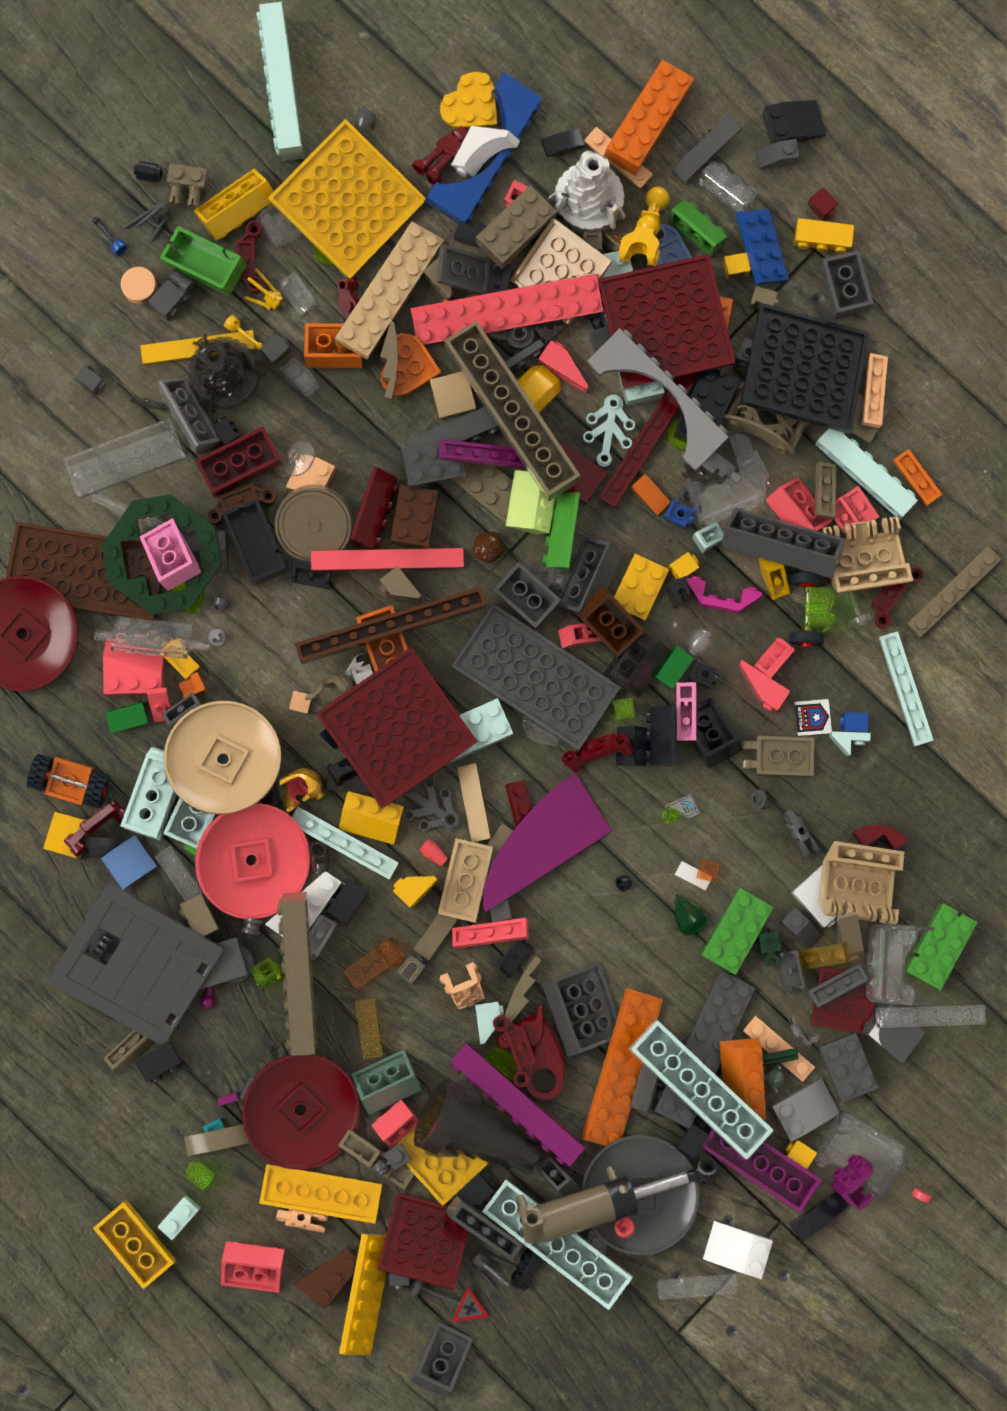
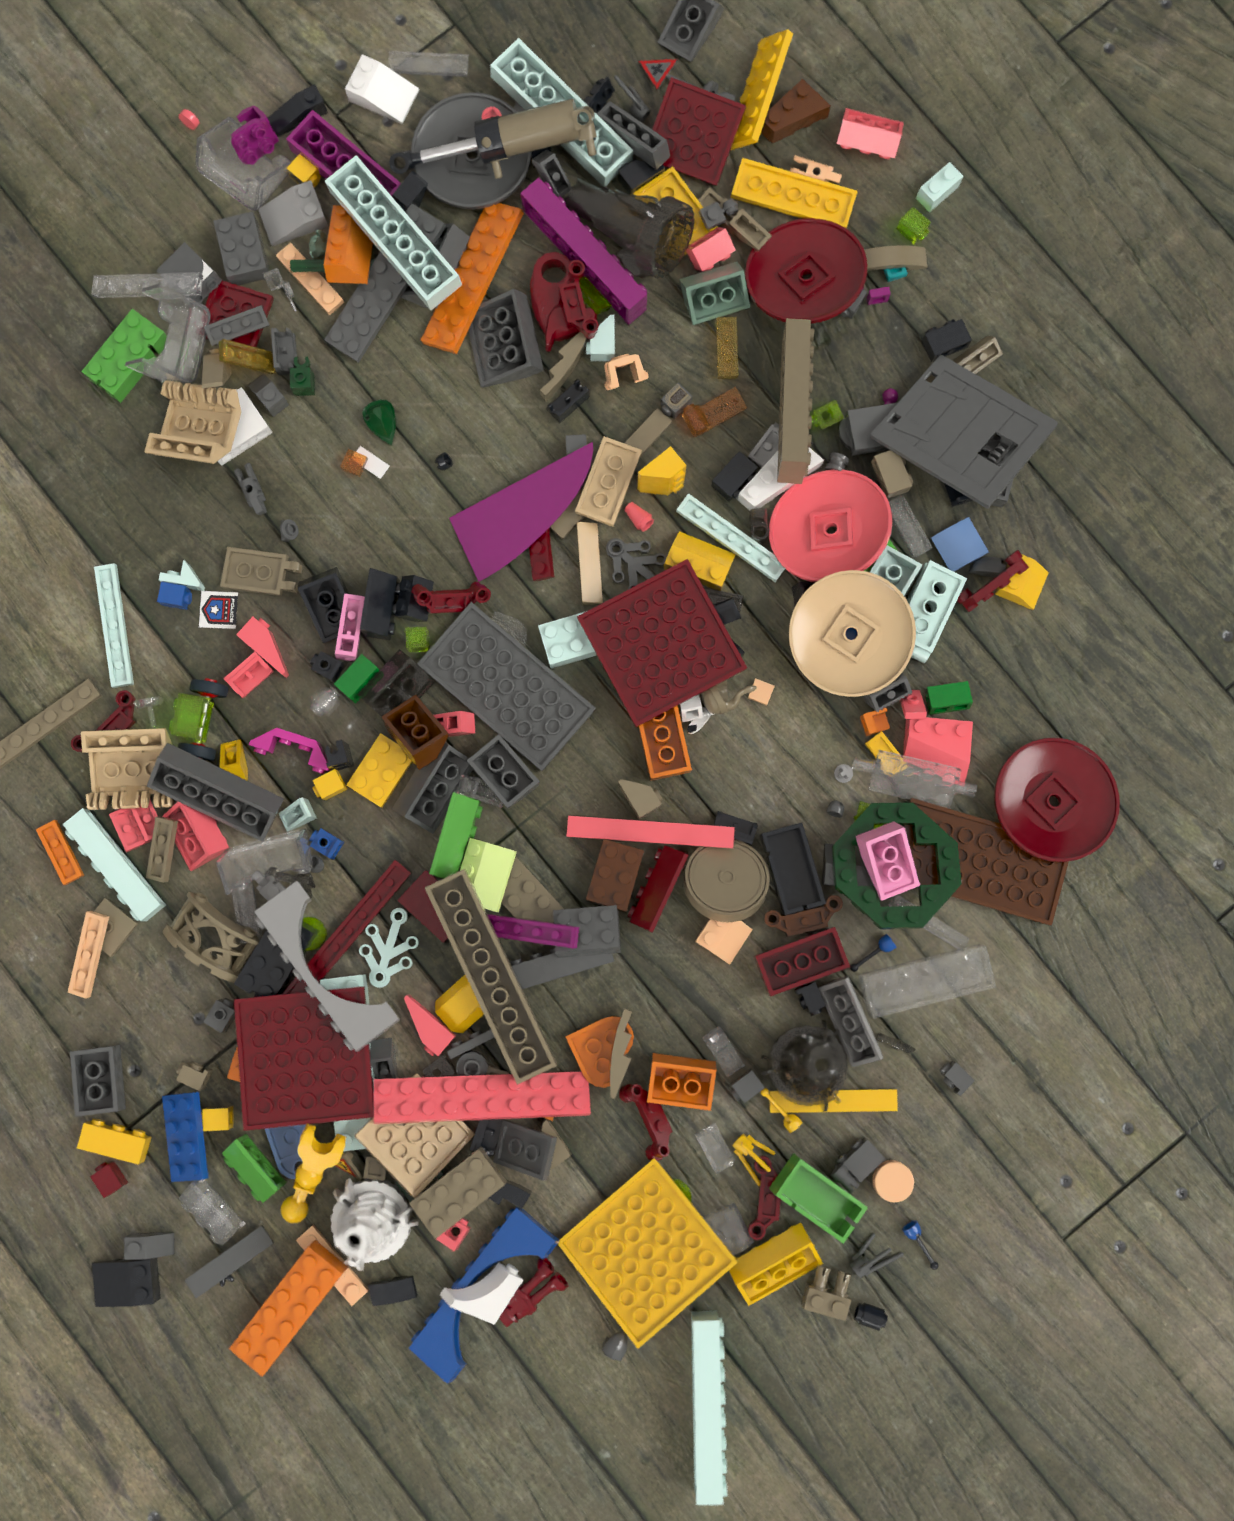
camera: 170 degrees left, 0 degrees up
(68, 780) = (1017, 636): plate -> none
(134, 1244) = (986, 165): yellow brick -> none
(164, 487) = (885, 945): none -> hinge
(298, 458) = (728, 955): clear dish -> none
(303, 783) = (768, 604): pearl gold piece -> none
(389, 290) = (611, 1138): tan plate -> none
(391, 625) = (655, 751): reddish brown brick -> none
(452, 395) = (556, 1009): tan slope -> none
(471, 103) = (490, 1352): yellow plate -> none
(488, 547) = (539, 832): reddish brown hair -> none
(490, 933) = (589, 423): coral plate -> none
(650, 494) = (354, 870): orange slope -> none
(672, 815) = (383, 522): clear neon green hinge -> none
(685, 806) = (368, 533): light grey sticker -> none
(736, 931) = (333, 396): bright green brick -> none
(804, 368) = (159, 986): black plate -> none
(870, 833) = (177, 479): dark red brick -> none

